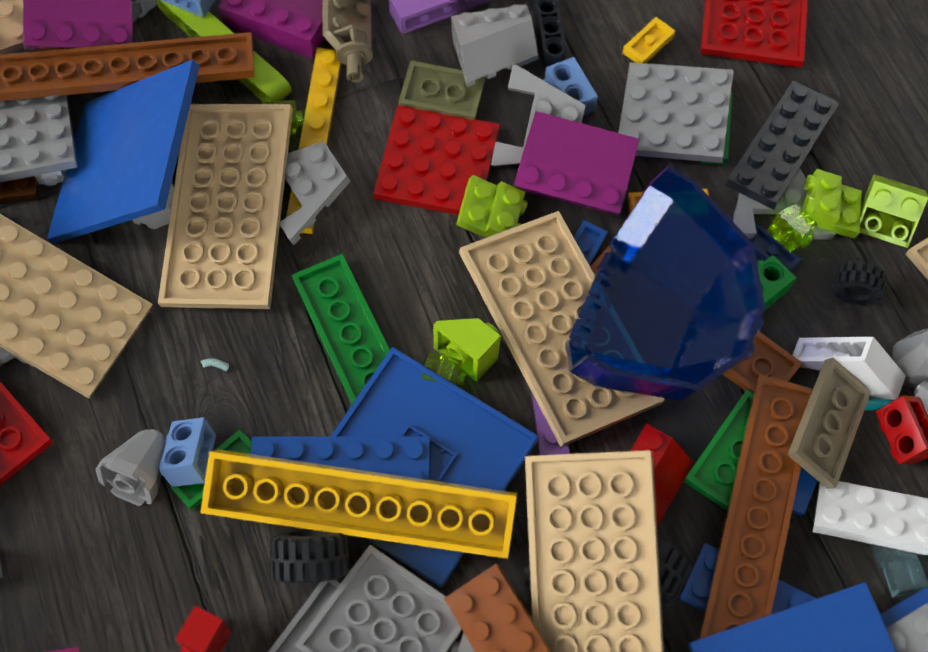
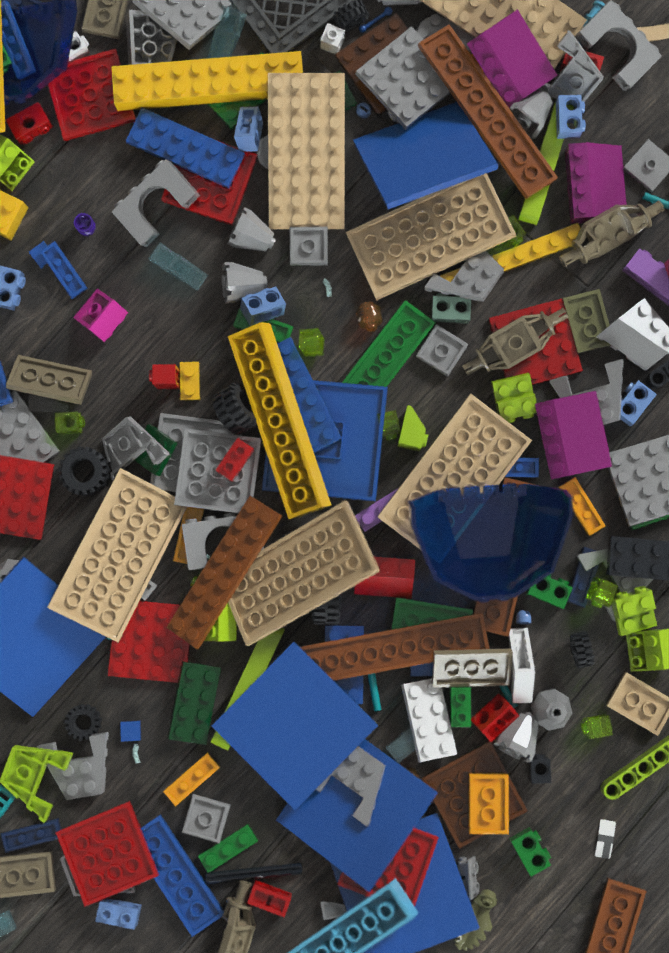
camera: 70 degrees right, 20 degrees up
(18, 212) = (362, 114): none -> medium blue hinge
(57, 544) = (177, 266): none -> clear light blue slope
(78, 419) = (251, 233): none -> light grey cone
(145, 358) = (308, 246): none -> light grey plate
(154, 24) = (532, 112): none -> light grey cone
(237, 614) = (189, 381): none -> yellow plate
(275, 414) = (311, 342): none -> clear neon green brick
(285, 328) = (369, 316): none -> clear orange head
(341, 231) = (451, 315): none -> sand green brick
(382, 265) = (442, 350): none -> light grey plate
(382, 591) = (235, 460): none -> red brick
(423, 173) = (515, 341): none -> dark tan plate
(783, 335) = (523, 617): none -> medium blue hinge
(807, 576) = (374, 692): none -> teal bar
(875, 467) = (460, 706): none -> green brick

